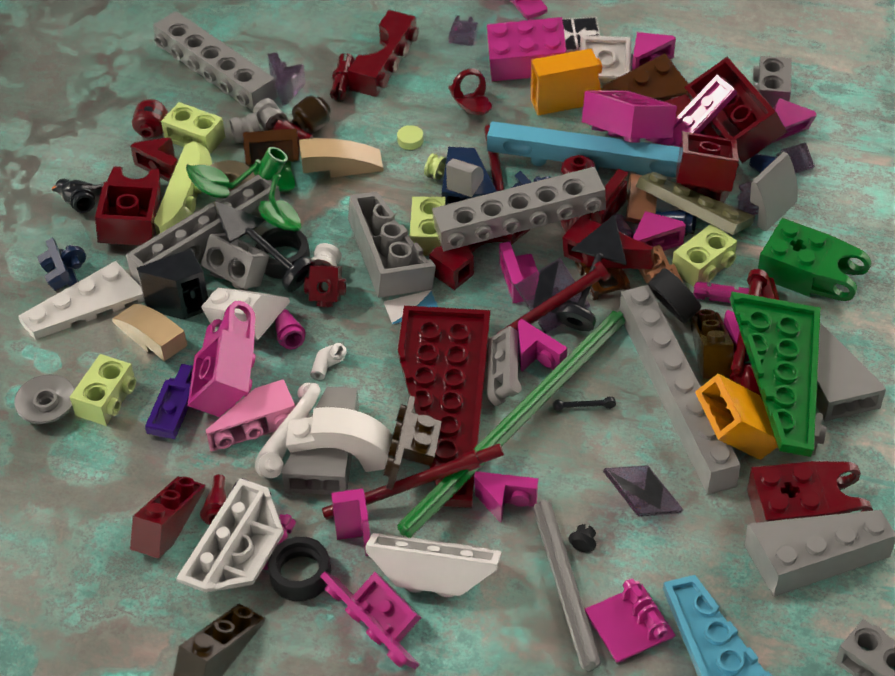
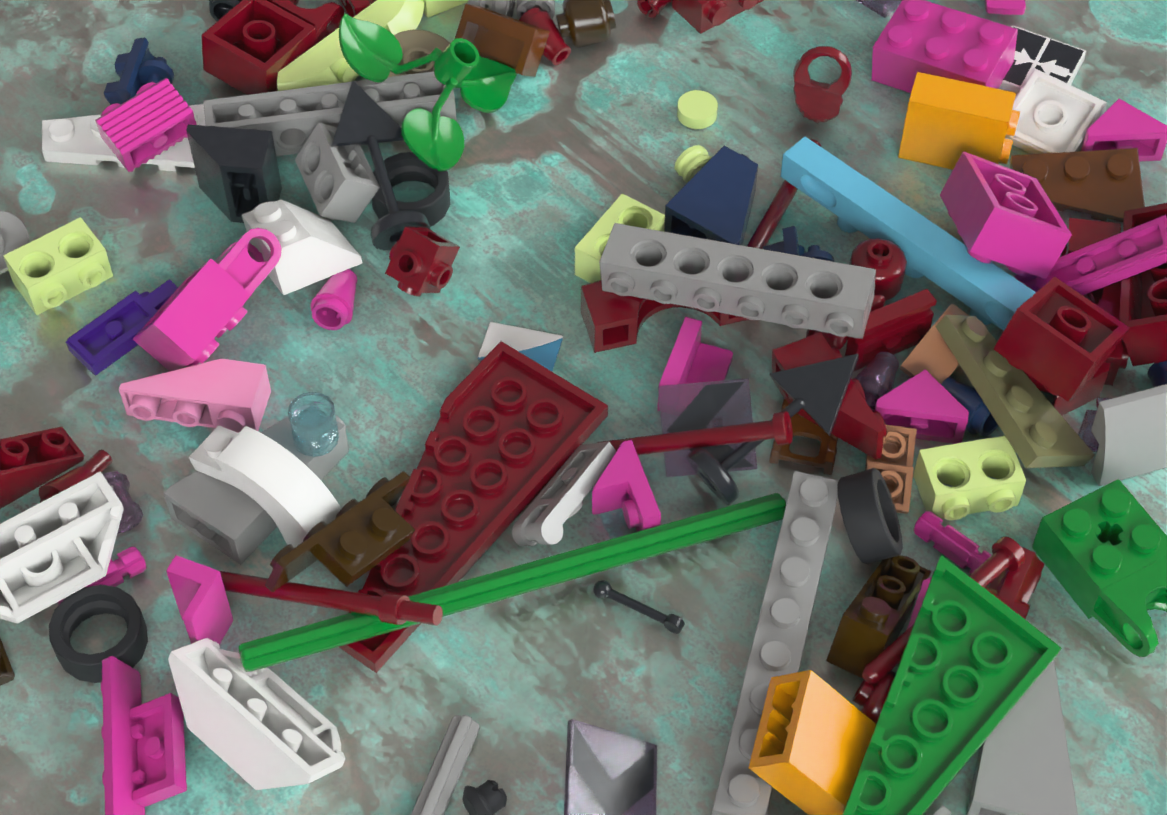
camera: 30 degrees right, 5 degrees up
(96, 284) = (145, 124): none -> dark pink brick
(151, 330) = (172, 219): tan slope -> none
(269, 460) = (173, 464): white animal -> none
(326, 358) = (353, 363): white arm -> none
(327, 255) = (455, 224): white wheel -> none
(339, 157) = (579, 94): tan slope -> none
(345, 390) = (313, 424): none -> clear light blue wheel
(388, 252) = (535, 257): light grey wedge -> none
(463, 177) = (702, 197): light grey brick -> none
(498, 489) = (424, 670): dark pink slope -> none

